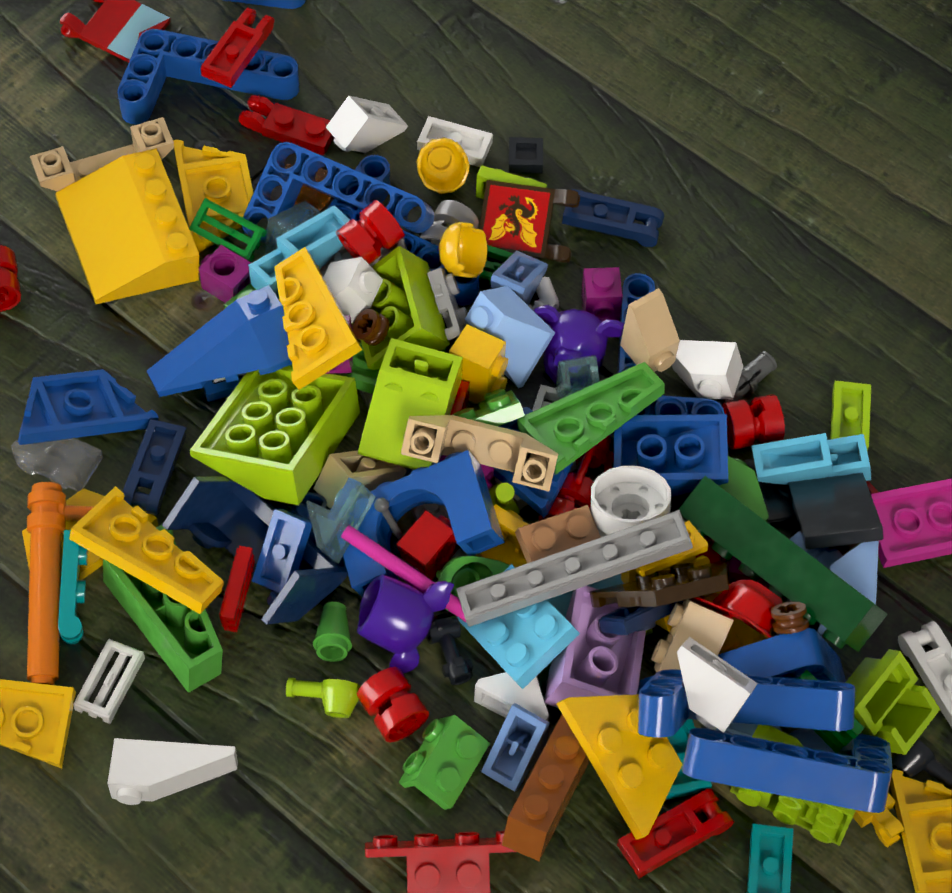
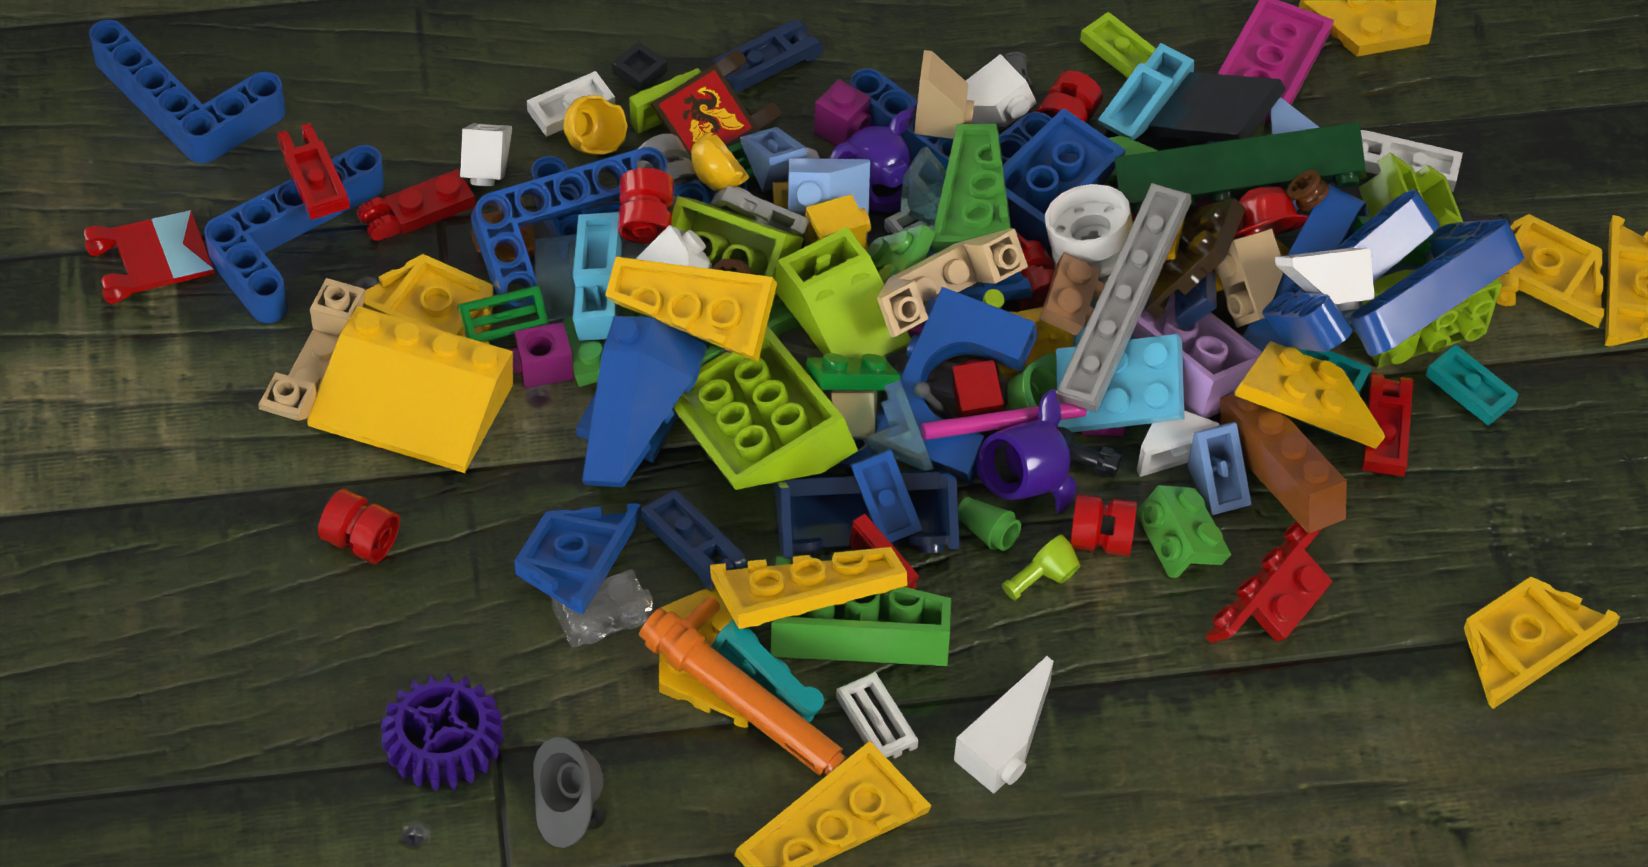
camera: 50 degrees left, 5 degrees down
(354, 454) = (845, 373): none -> green plate

